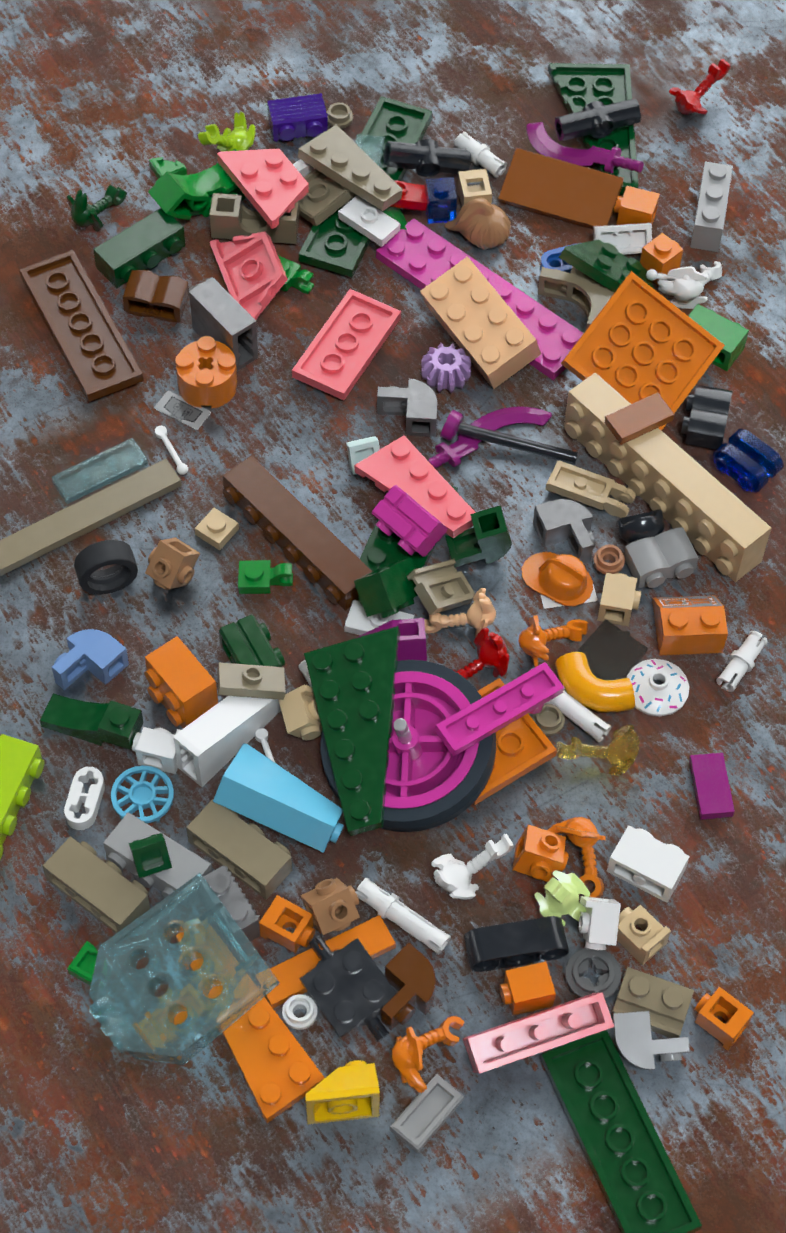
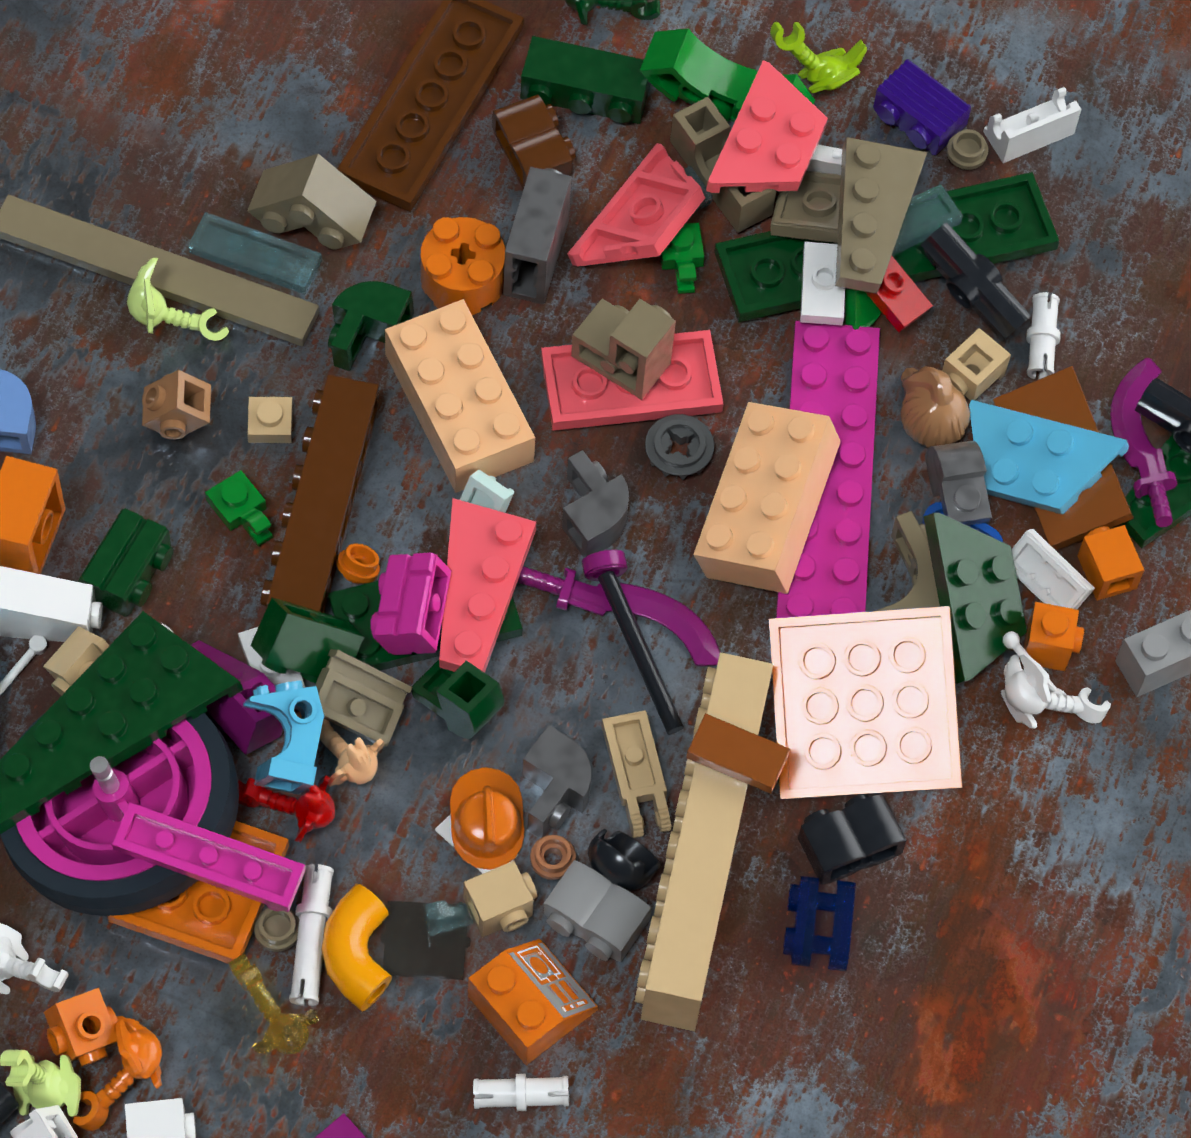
camera: 50 degrees right, 5 degrees up
(88, 532) = (150, 308): none -> yellowish green piece
(96, 414) = (313, 197): none -> dark tan brick
(100, 555) = (117, 343): black tyre -> none
(160, 166) = (730, 30): green tile -> none
(161, 433) = (323, 330): white hinge -> none
(179, 409) = (405, 272): sticker -> none
(196, 435) = (365, 312): none -> dark green brick
(251, 681) = (69, 583): plate -> none
(287, 425) = (459, 394): none -> light nougat brick
(338, 325) = (626, 345): none -> dark tan brick
(351, 79) = (1033, 127): none -> white hinge
(353, 538) = (358, 564): none -> orange plate
(394, 345) = (682, 430): none -> dark grey gear
(441, 200) = (927, 337): clear blue brick -> none
(446, 367) = (680, 490): lavender gear -> none
(456, 622) = (294, 766): none -> medium azure tile
(534, 639) = (367, 841): orange piece -> none
(537, 233) = (958, 478): none -> flat silver brick
(553, 198) = (1039, 458): none -> medium azure wing
(608, 632) = (442, 919): none -> clear light blue tile
(656, 698) = (423, 1041): white dish -> none
(726, 331) = (986, 773): brick -> none

